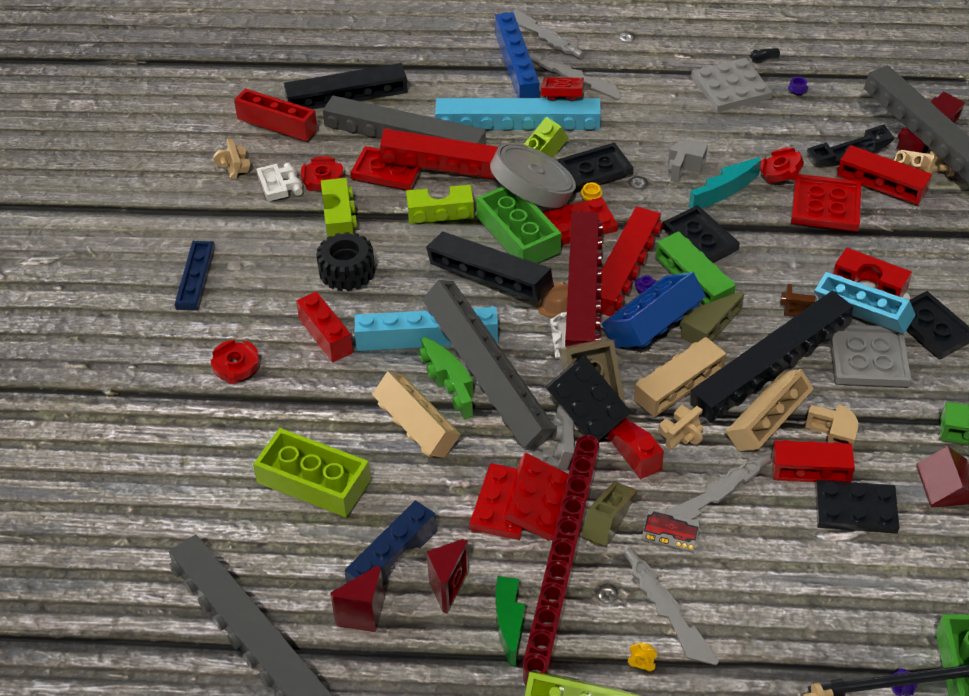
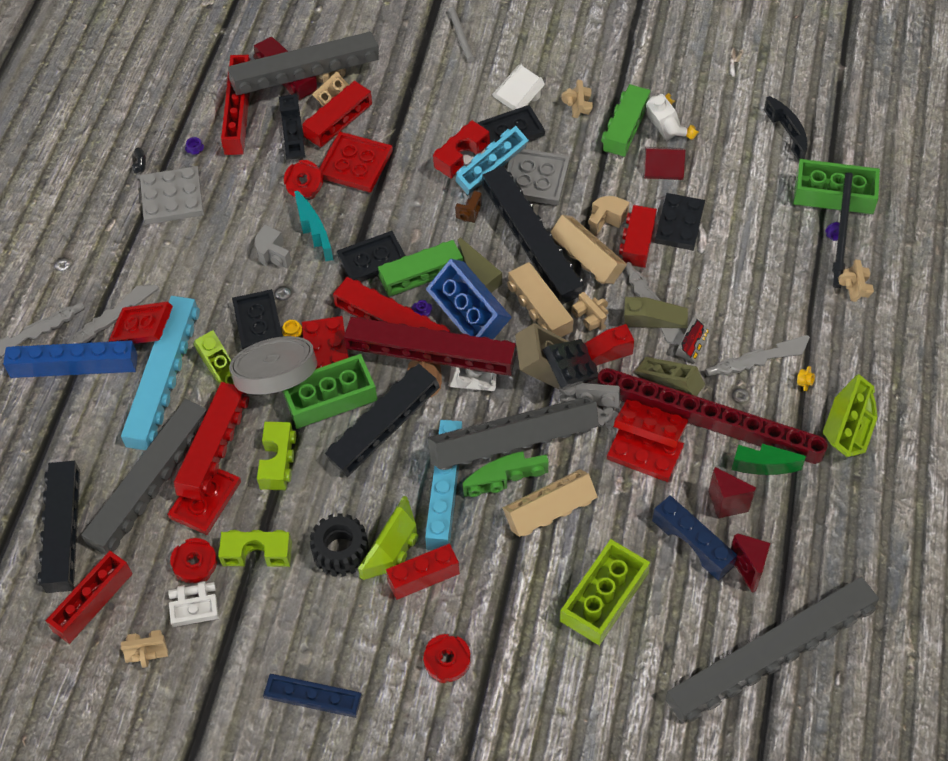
camera: 80 degrees left, 10 degrees up
(356, 294) = (391, 543): none -> lime wedge
(695, 484) = (651, 313): none -> olive slope
(844, 101) = (235, 115): none -> red brick

